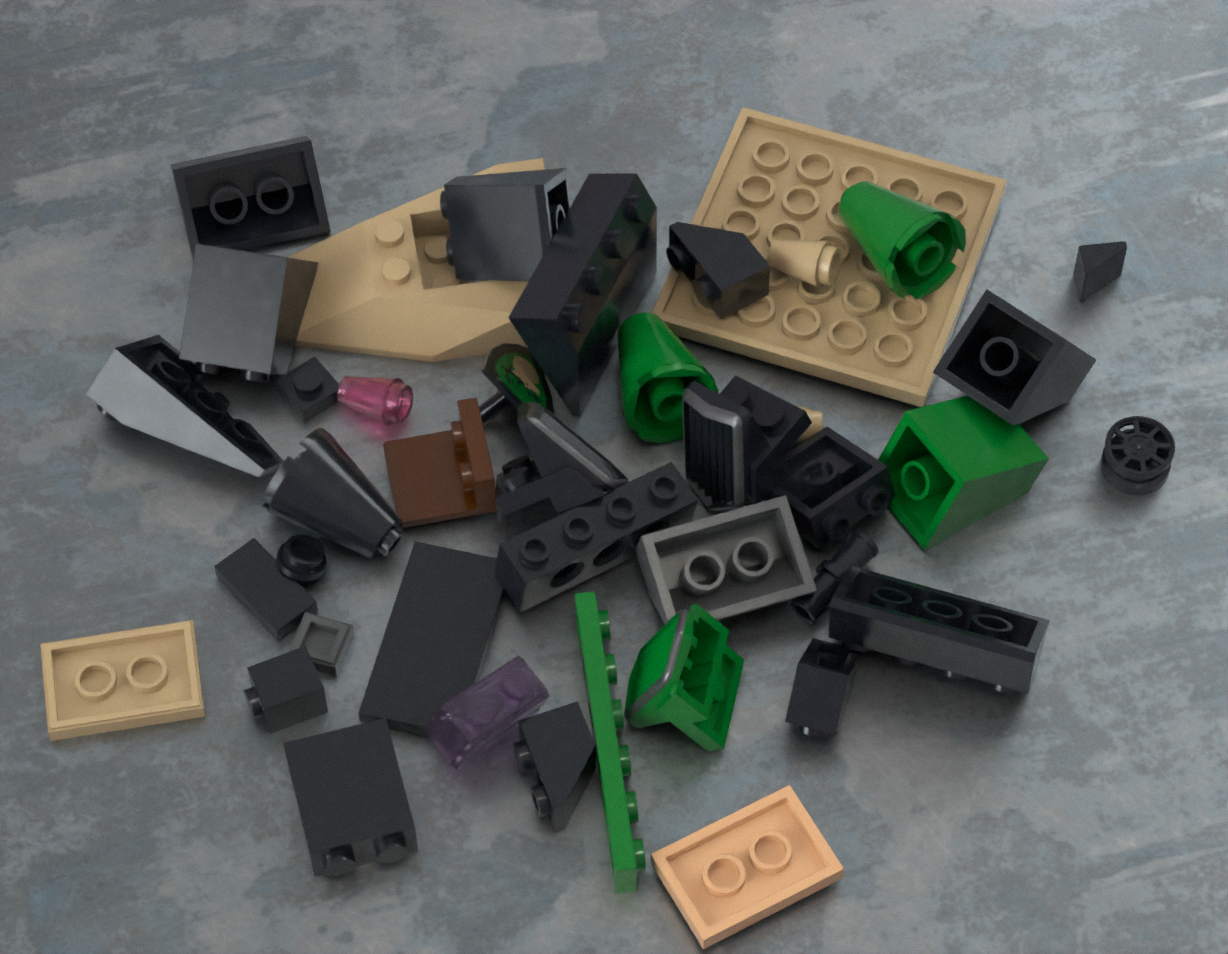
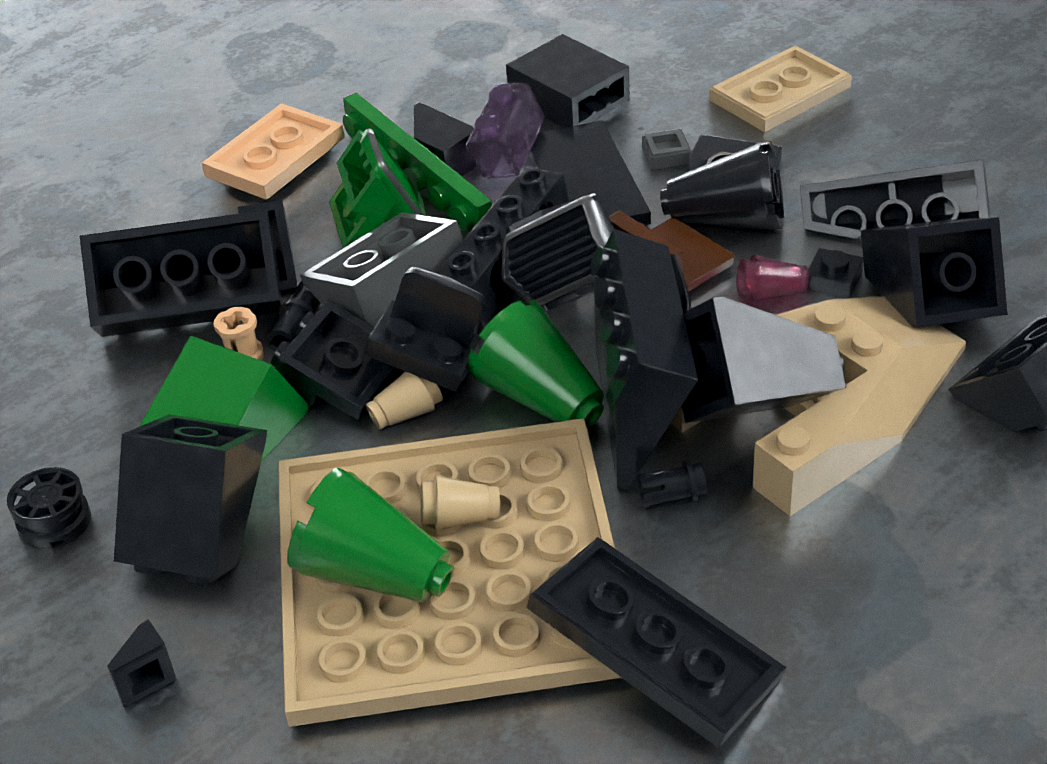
camera: 155 degrees right, 15 degrees down
(285, 690) = (659, 106): black brick -> none
(720, 265) = (540, 455): black slope -> none
(725, 112) = (657, 640): none -> black tile
(899, 562) = (239, 336): none -> light nougat bush

